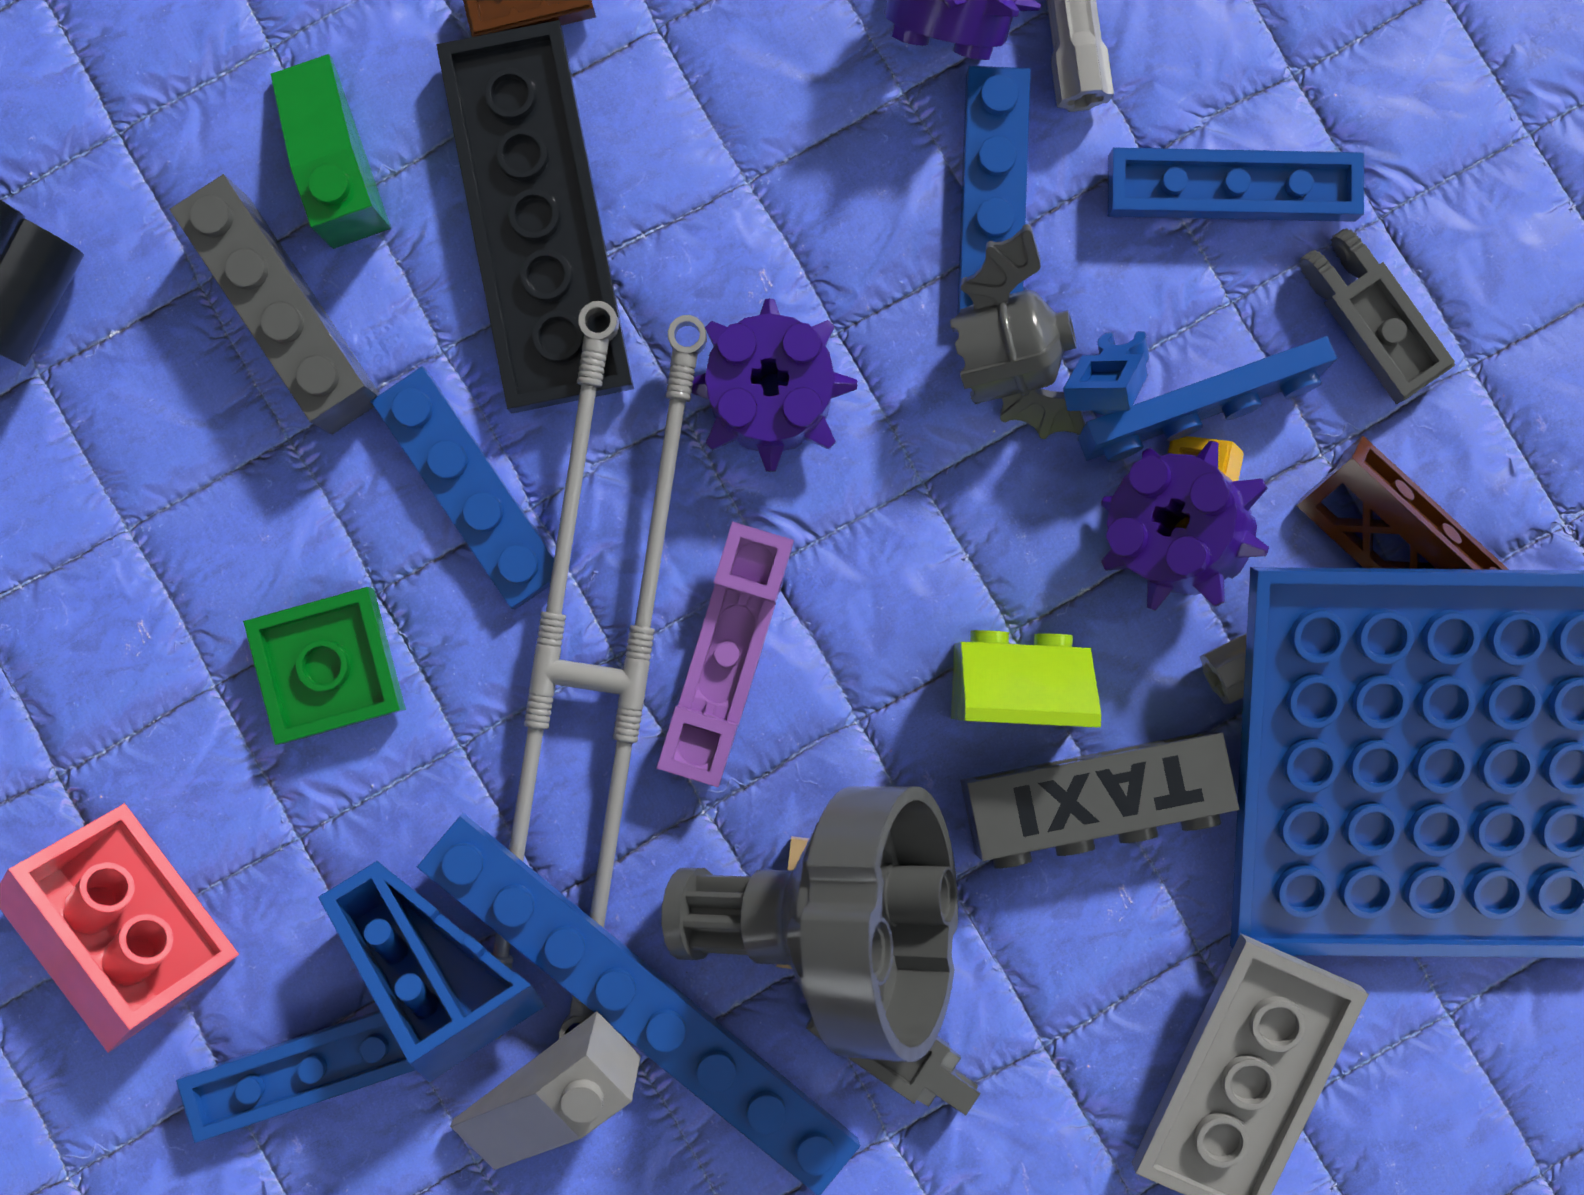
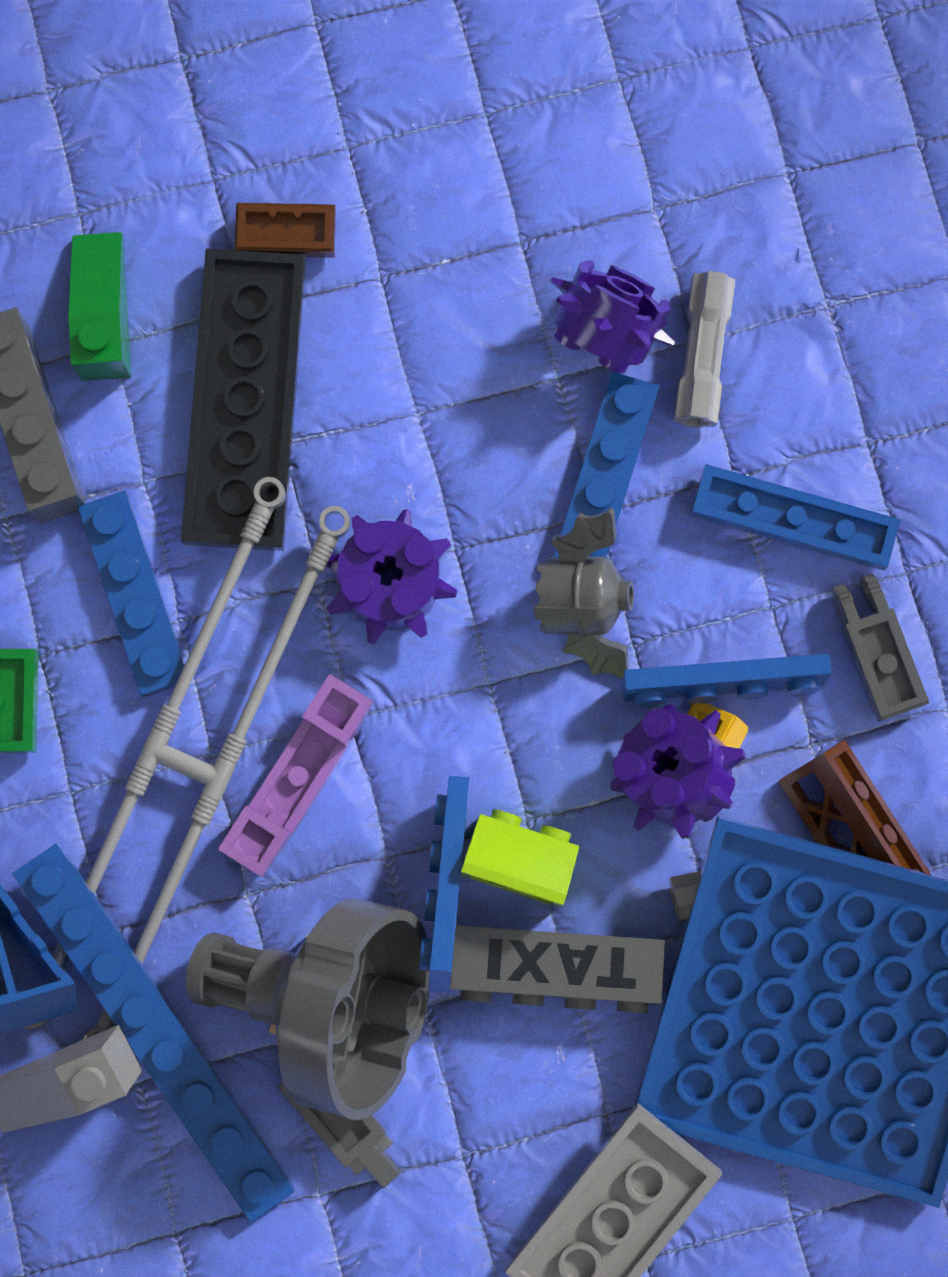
camera: 15 degrees right, 5 degrees down
(950, 762) = (443, 903): none -> blue plate
(1108, 380) = (652, 642): blue plate -> none

